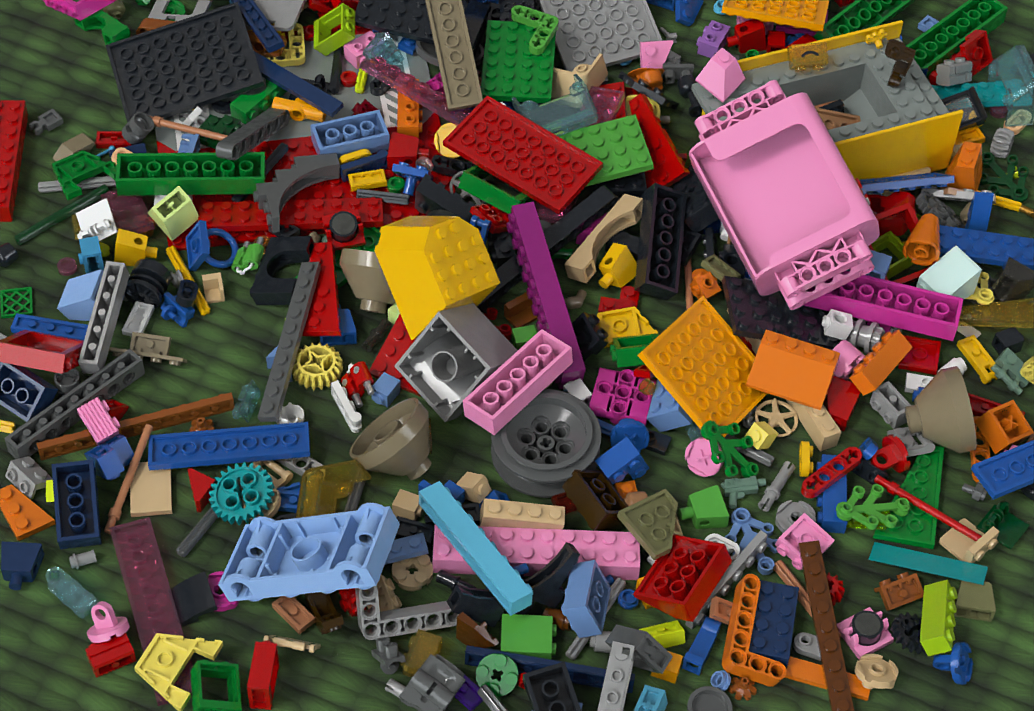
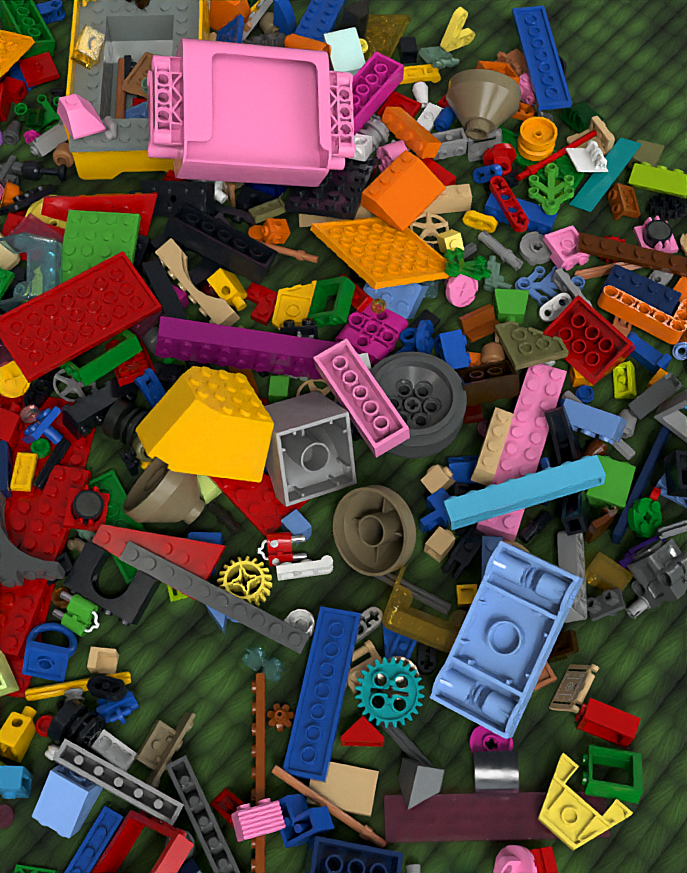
camera: 70 degrees left, 10 degrees up
(168, 540) = (419, 781): none -> slope
(674, 482) = (478, 323): none -> dark orange panel
(716, 104) = (112, 132): none -> light grey arm
(933, 479) = (537, 138): none -> light orange wheel
(936, 537) = (588, 159): none -> white hinge

